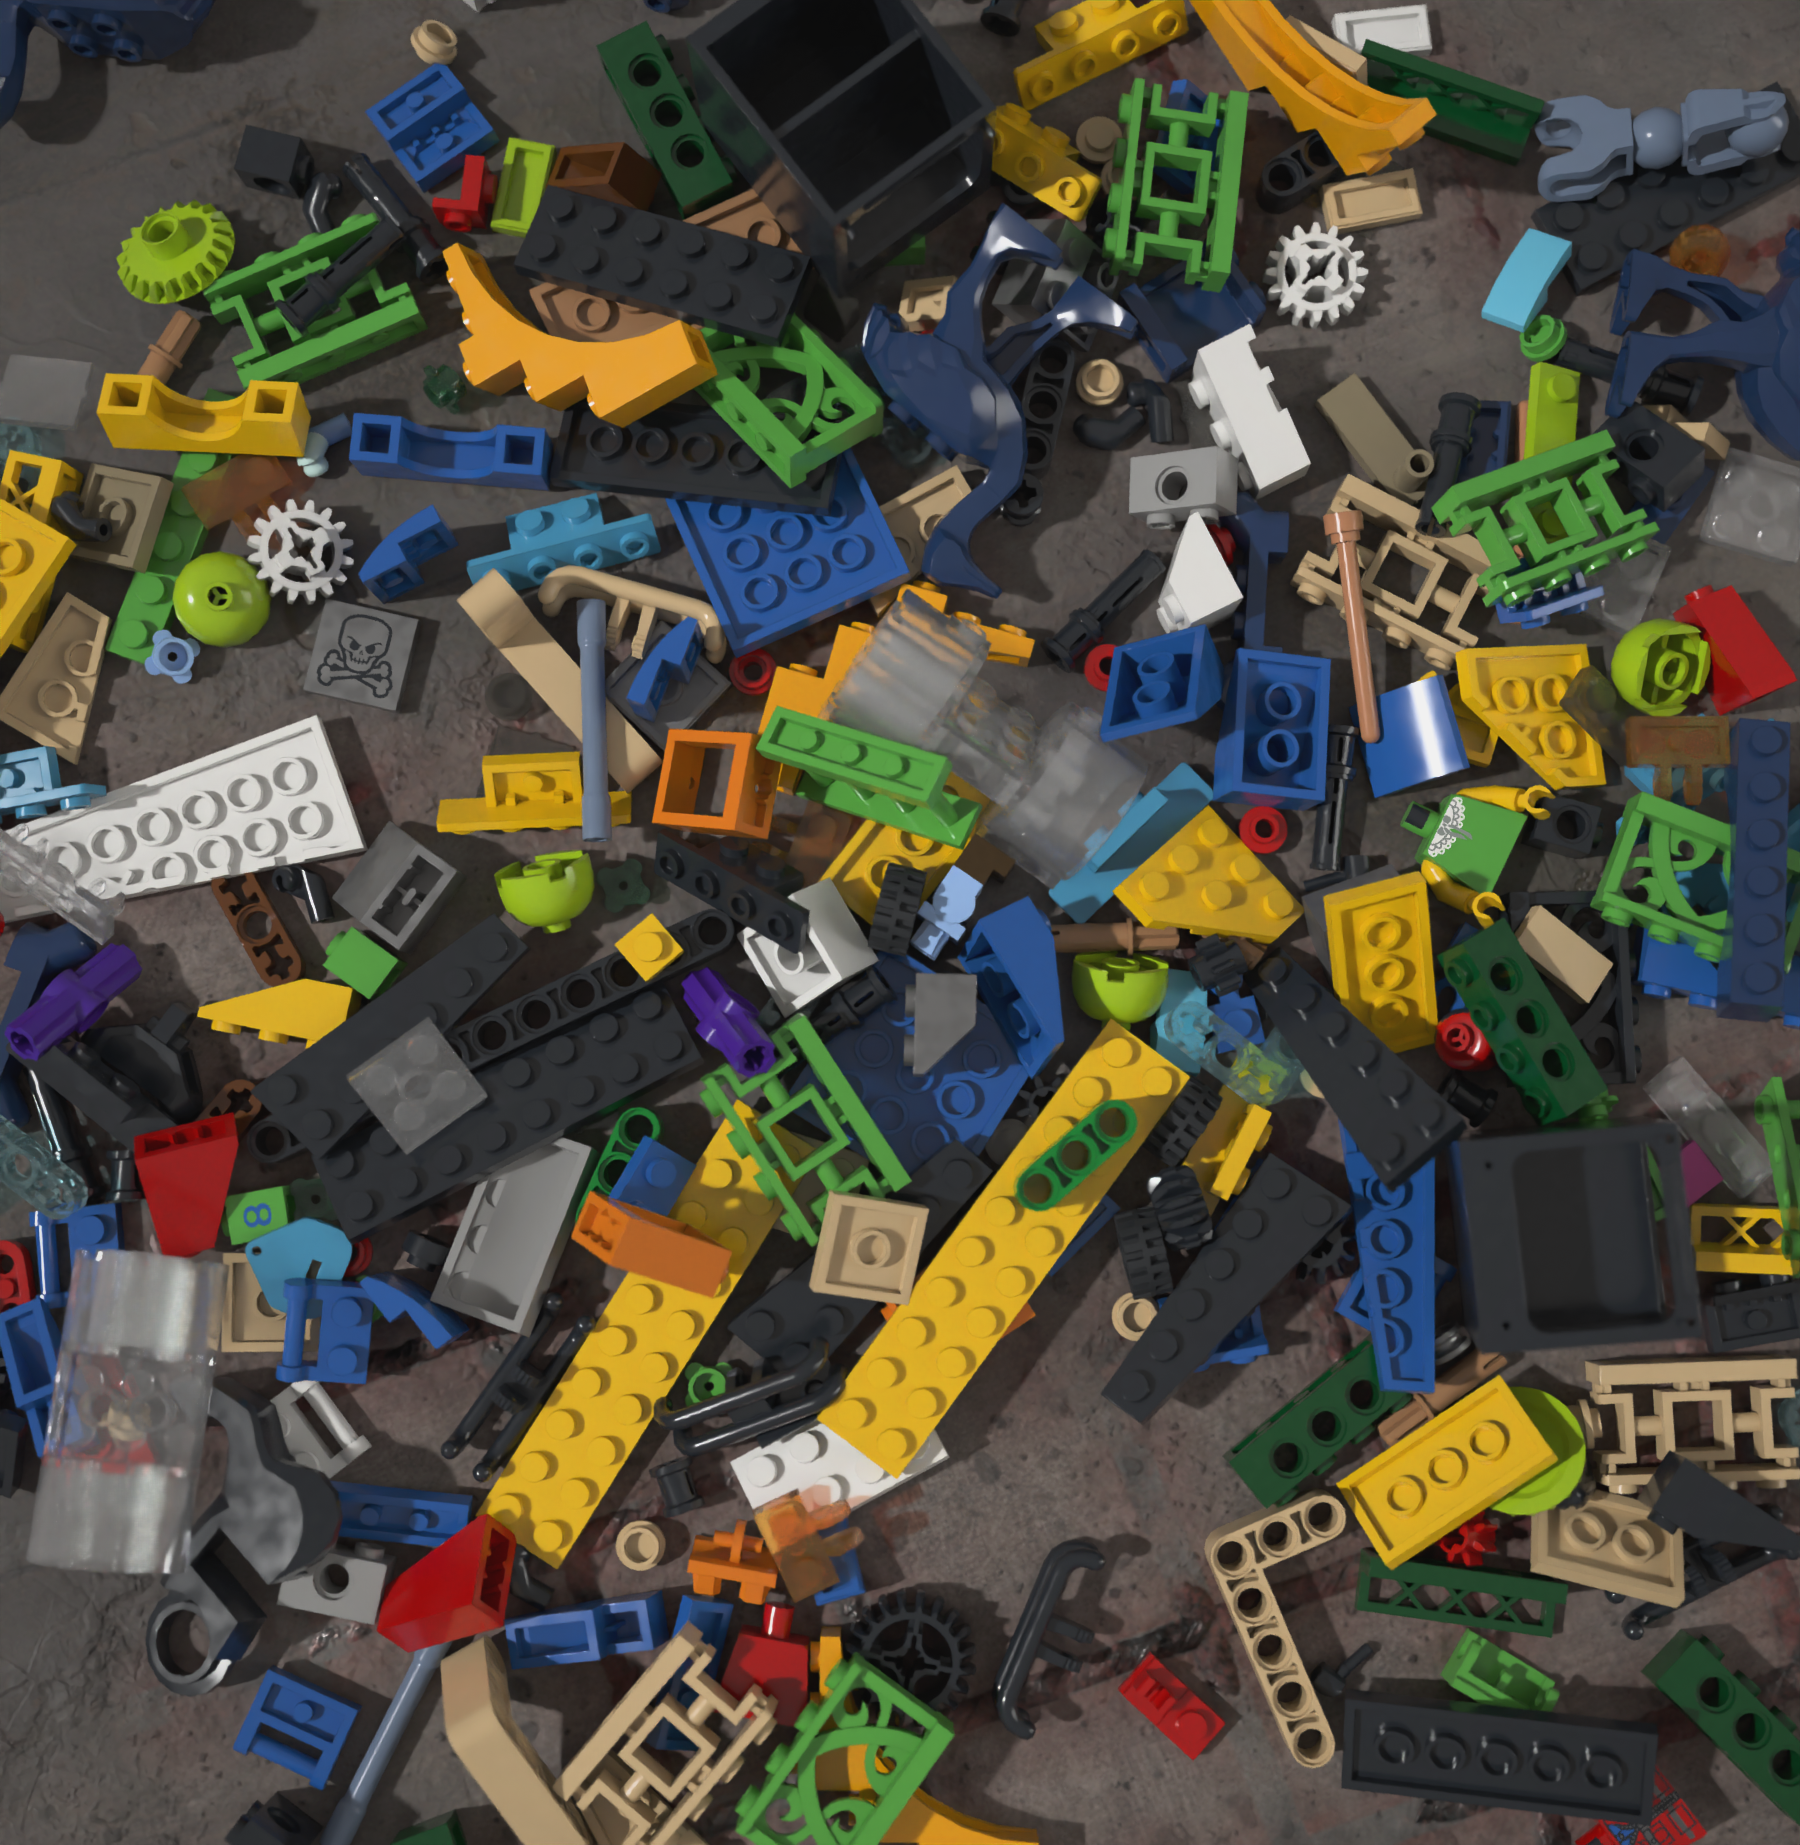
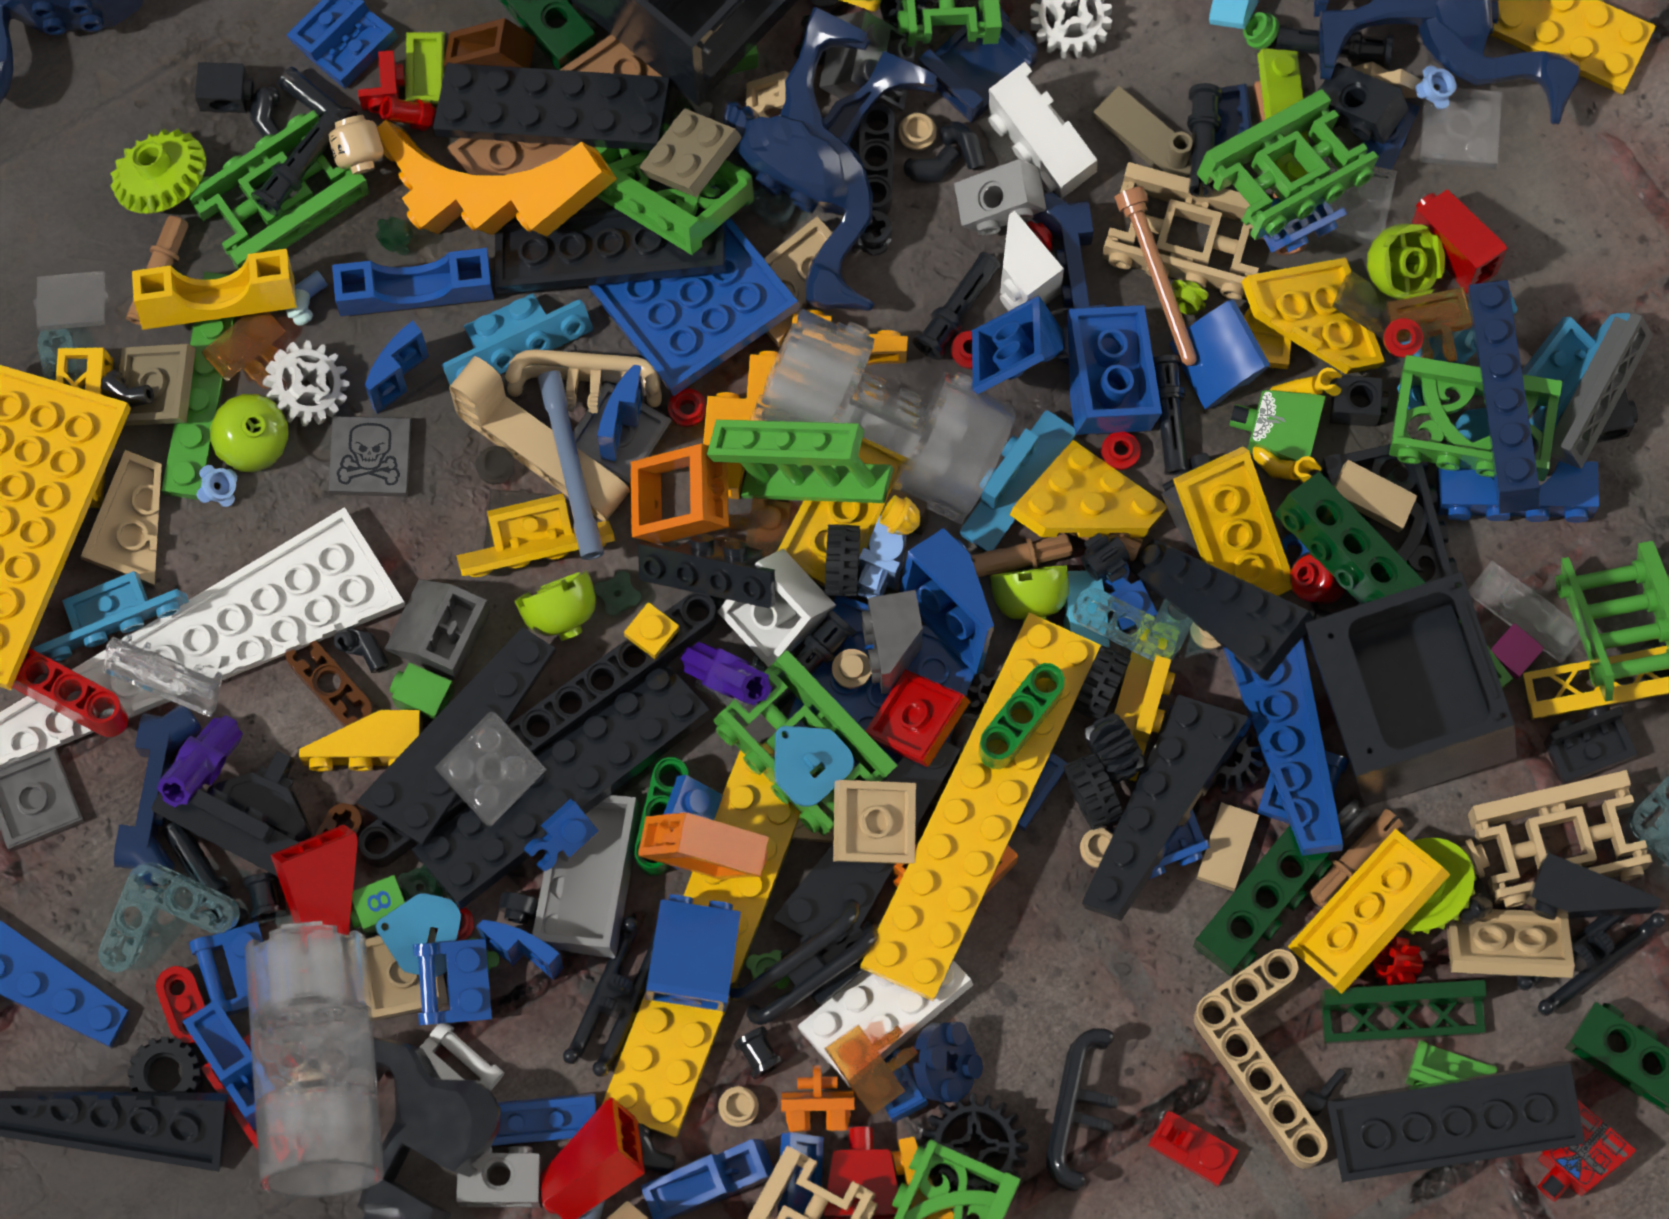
camera: 10 degrees left, 10 degrees down
(412, 266) = (356, 144): none -> tan head
(493, 1176) = (566, 832): none -> blue plate
(500, 241) = (418, 114): none -> red animal
(615, 1368) = (693, 953): none -> blue slope
(798, 1147) = (801, 754): none -> dark azure piece
(814, 359) = (690, 152): none -> dark tan plate
(882, 1041) = (851, 668): none -> tan plate
(893, 1569) = (949, 1044): none -> dark blue plate
(948, 1122) = (917, 717): none -> red tile
(977, 874) = (900, 516): none -> yellow plate
(1292, 1345) = (1228, 847): none -> tan tile
(1386, 655) = (1189, 296): none -> lime plate
(1627, 767) = (1394, 346): none -> red plate
(1745, 452) = (1442, 80): none -> light blue plate

